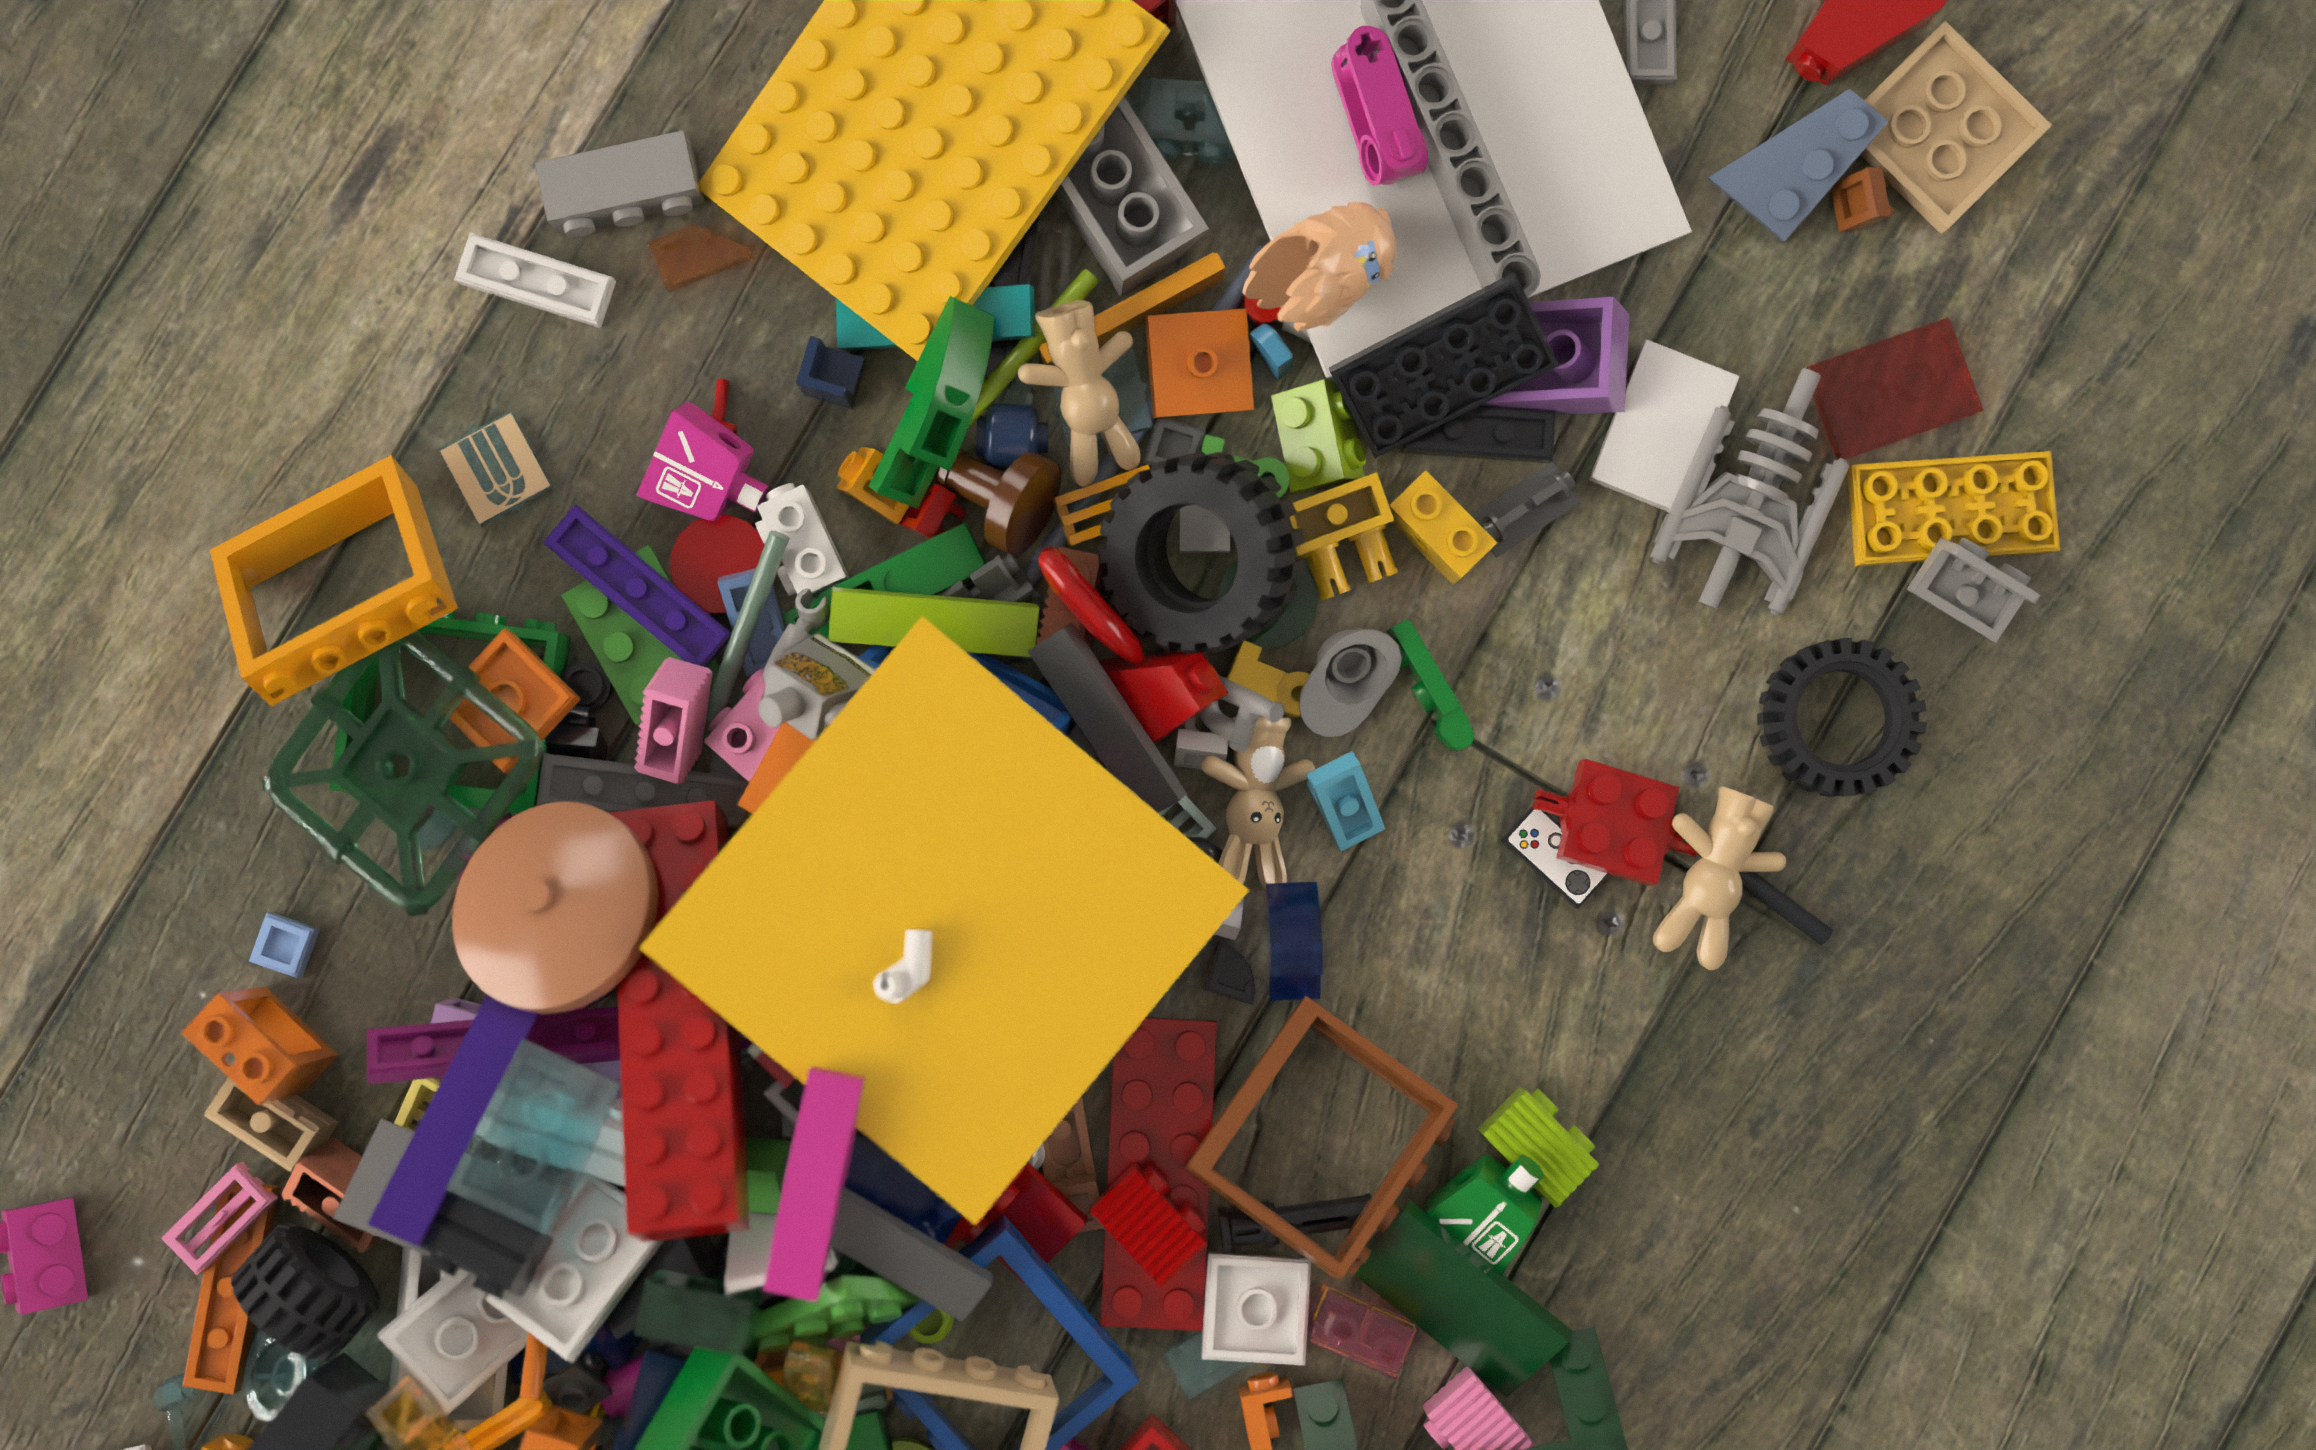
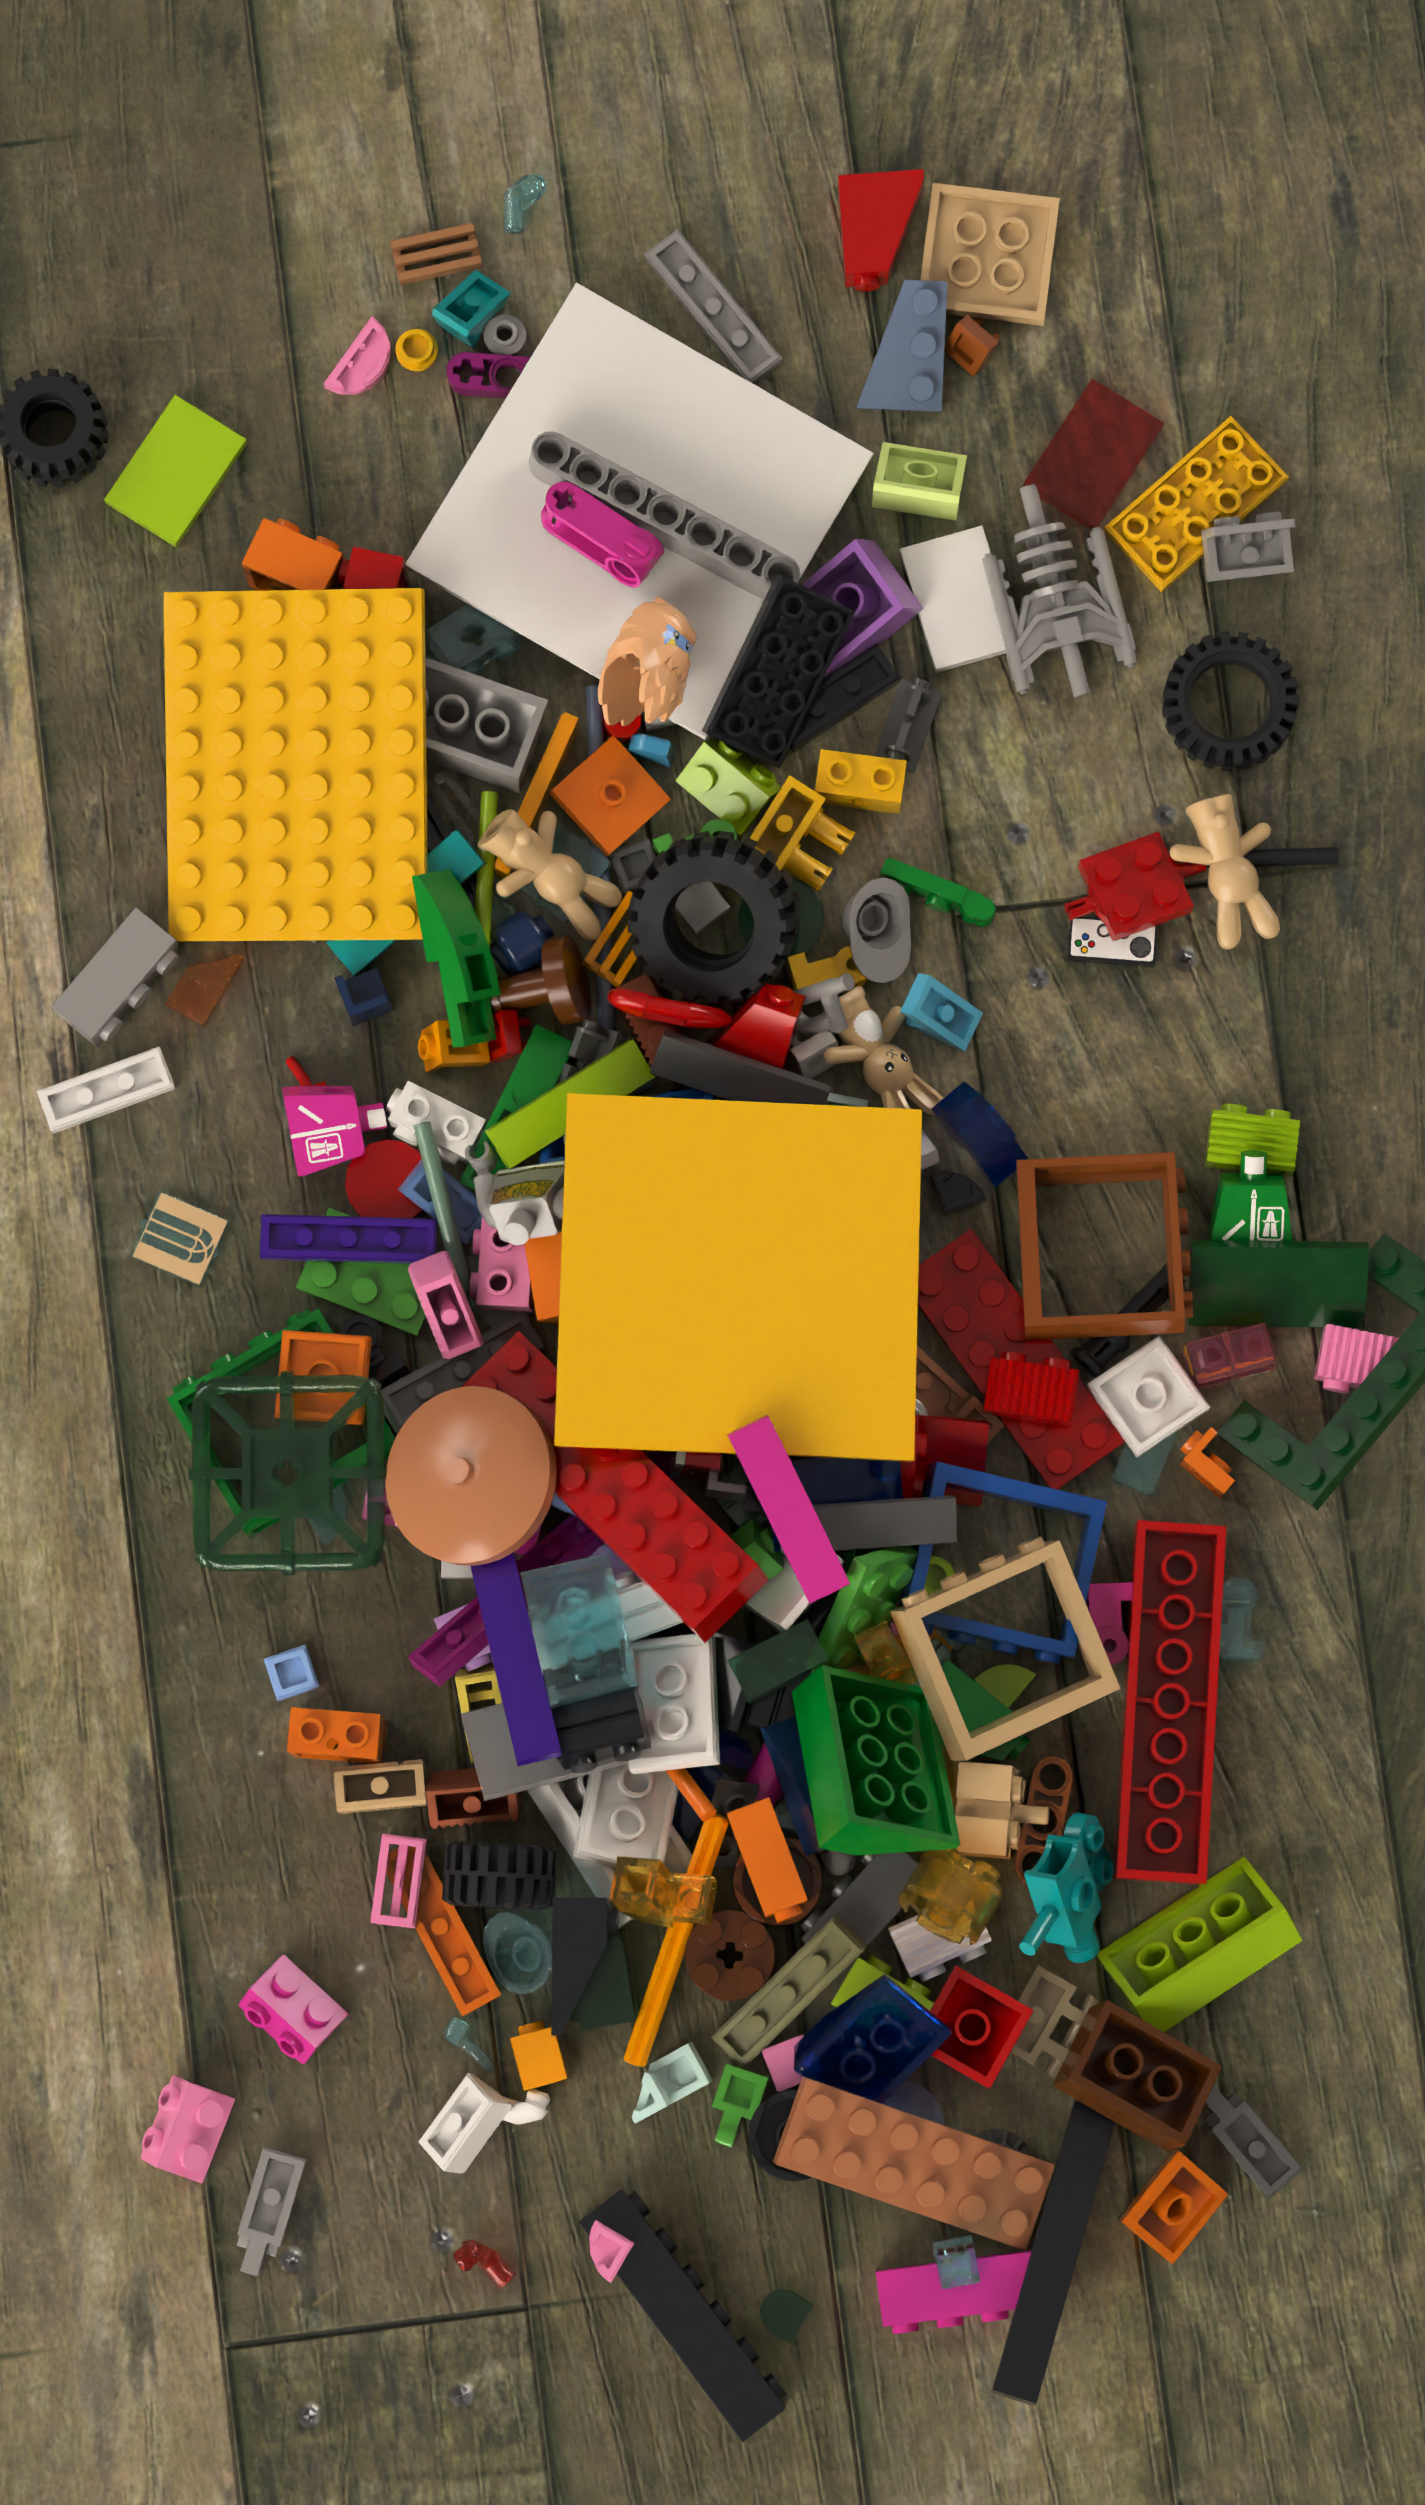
camera: 30 degrees left, 5 degrees down
(303, 533) = (93, 1364): light orange window -> none
(910, 972) = (743, 1324): white arm -> none
(1712, 290) = (919, 481): none -> yellowish green slope

